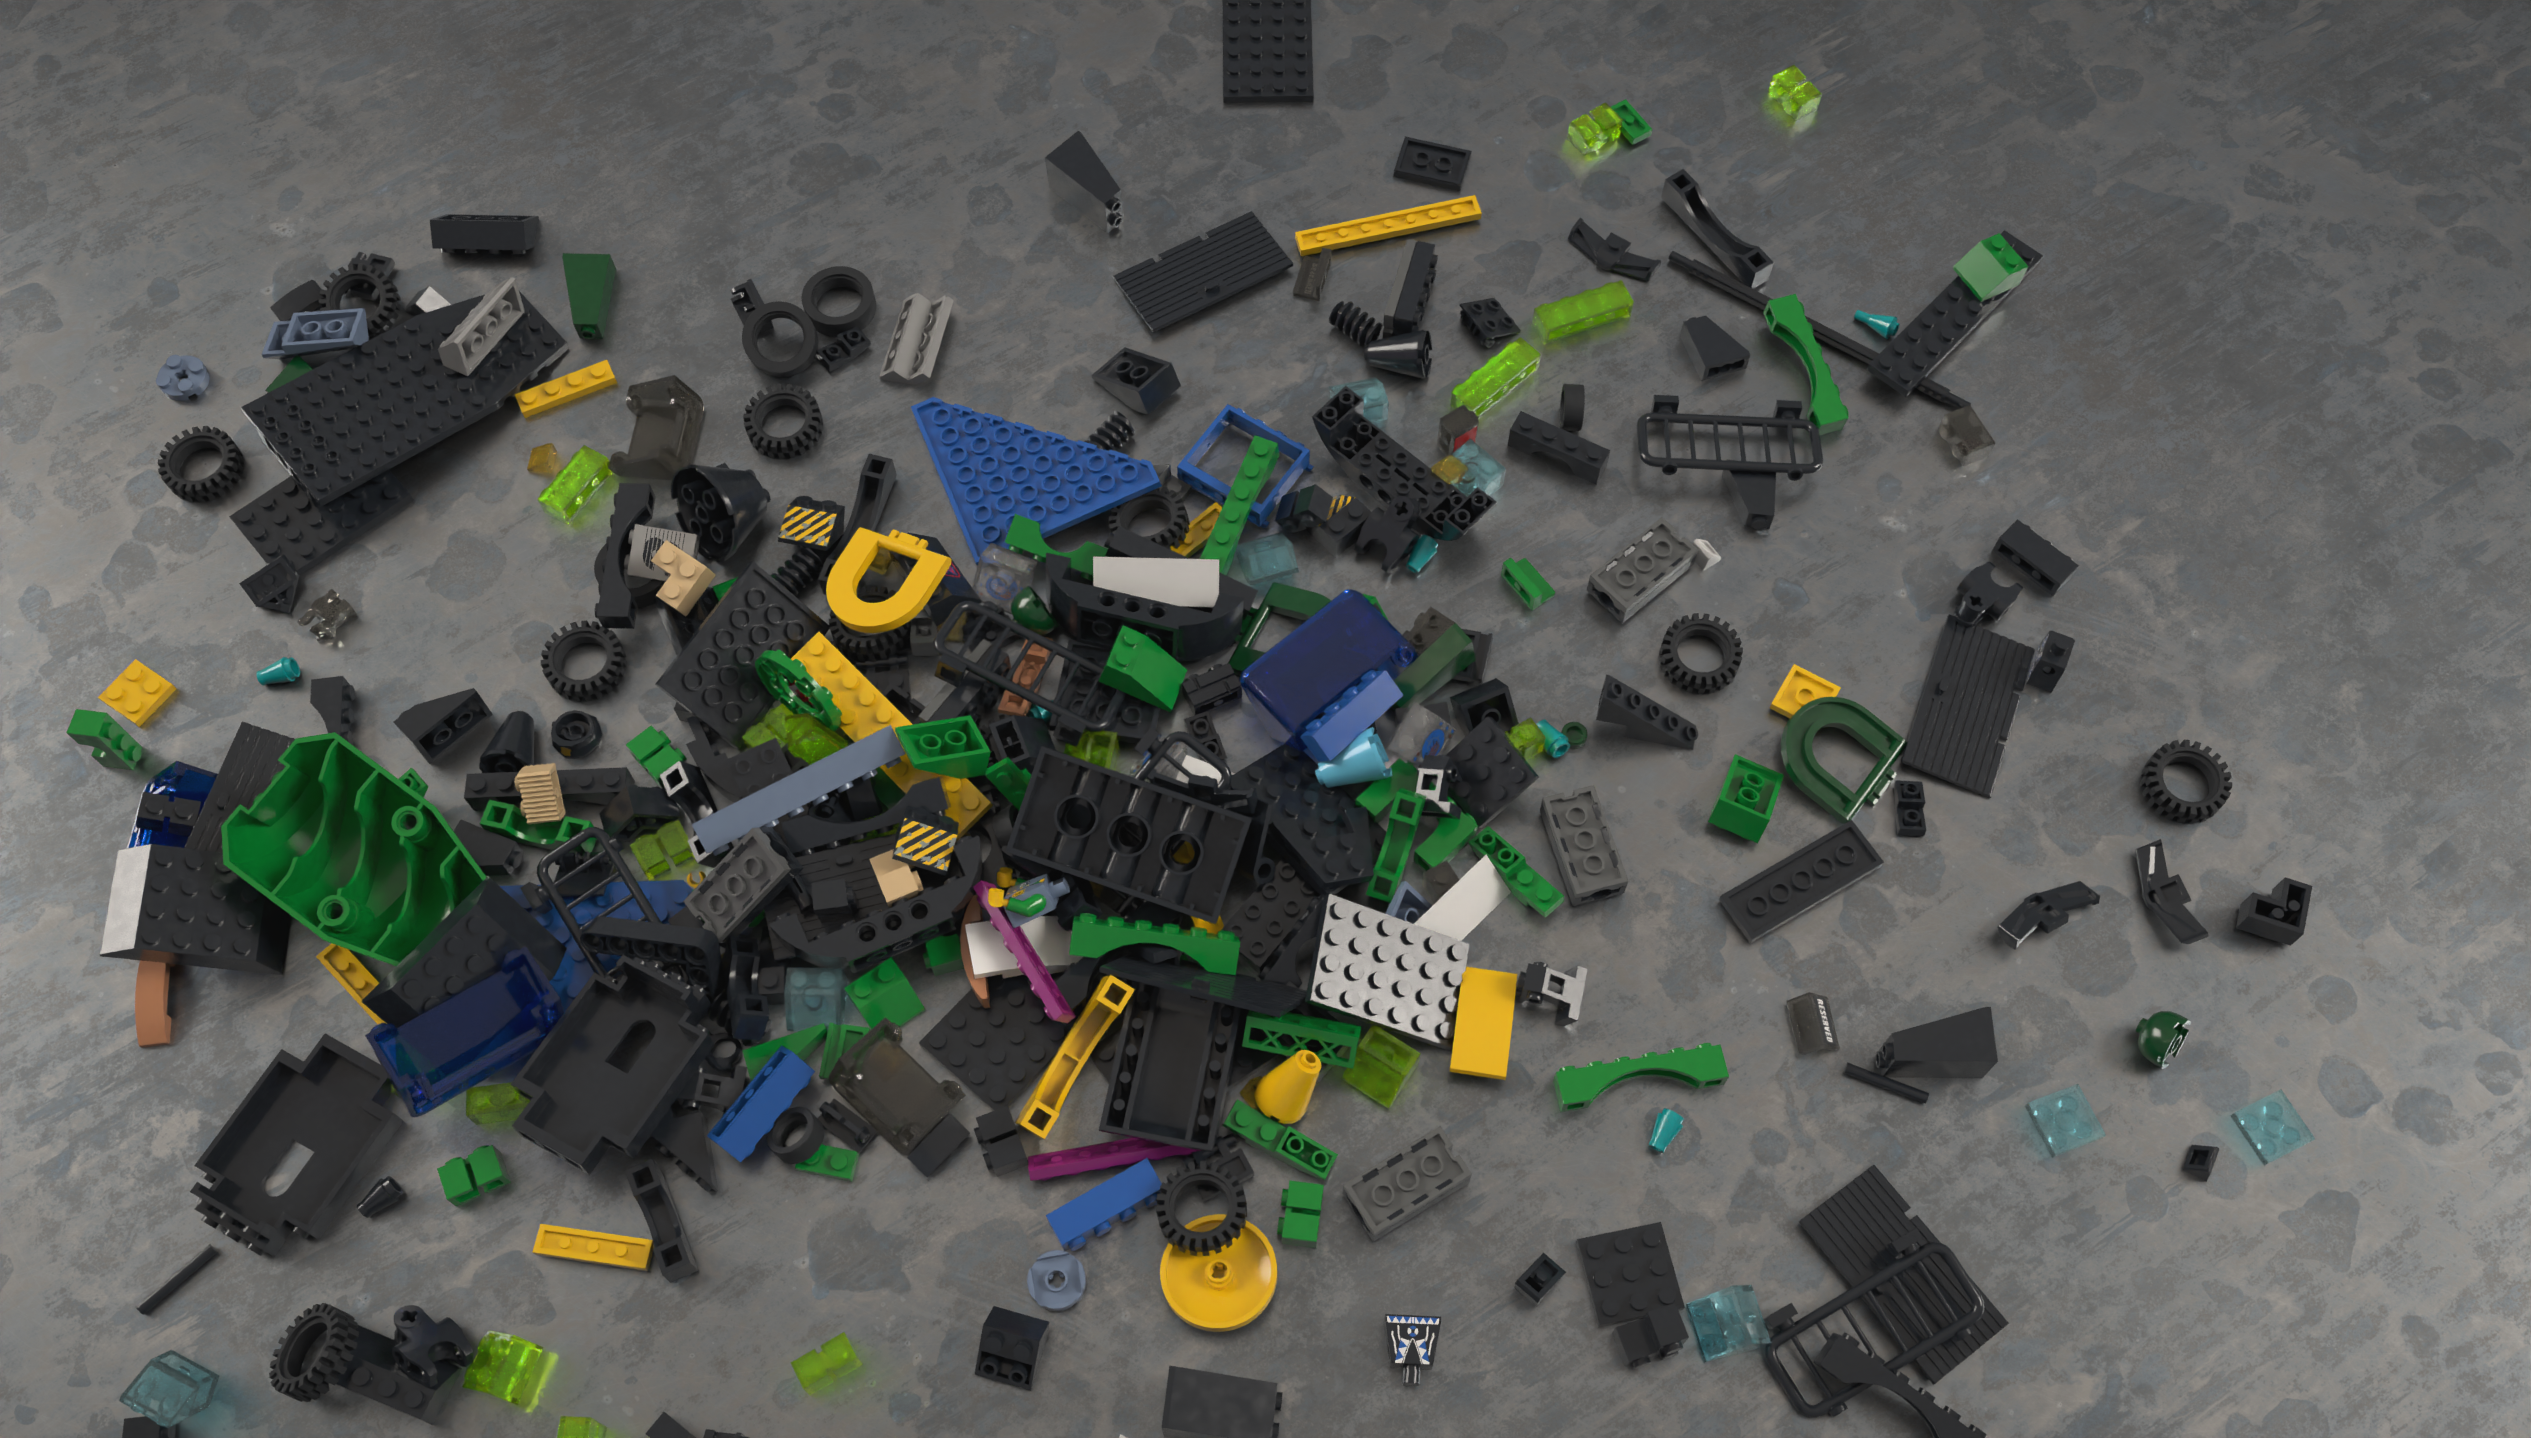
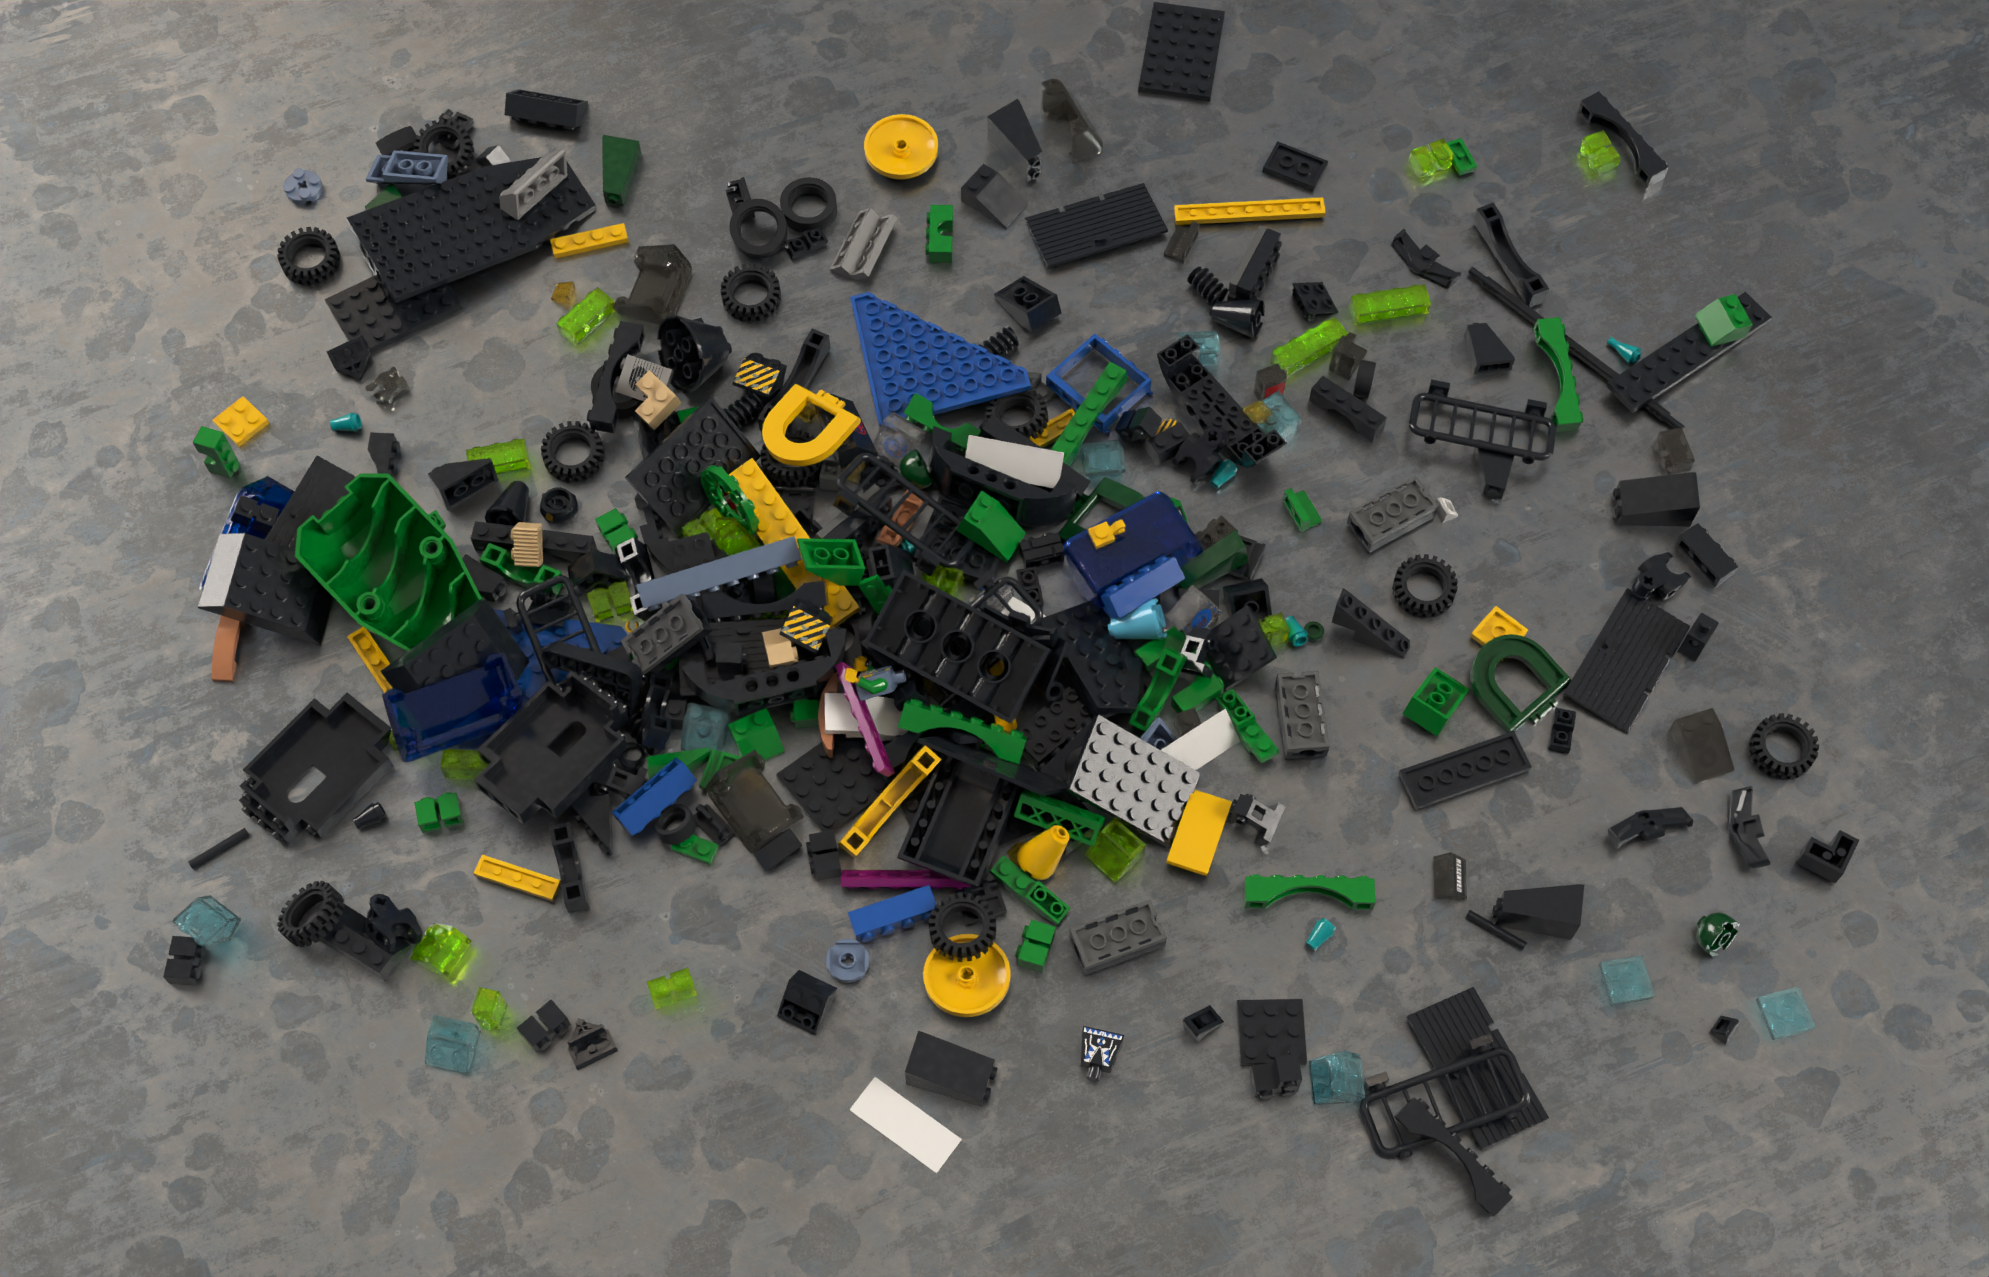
camera: 10 degrees right, 0 degrees up
(493, 682) = (505, 456): none -> clear neon green brick
(943, 211) = (901, 146): none -> yellow dish
(1012, 326) = (940, 221): none -> green arch
(1068, 255) = (993, 196): none -> black slope
(1133, 130) = (1062, 104): none -> clear smoke windscreen
(1290, 655) = (1104, 534): none -> yellow plate
(1544, 384) = (1346, 356): none -> clear smoke panel
(1785, 46) = (1600, 113): none -> black arch
(1962, 499) = (1657, 500): none -> black slope
(2087, 797) = (1702, 745): none -> clear smoke slope

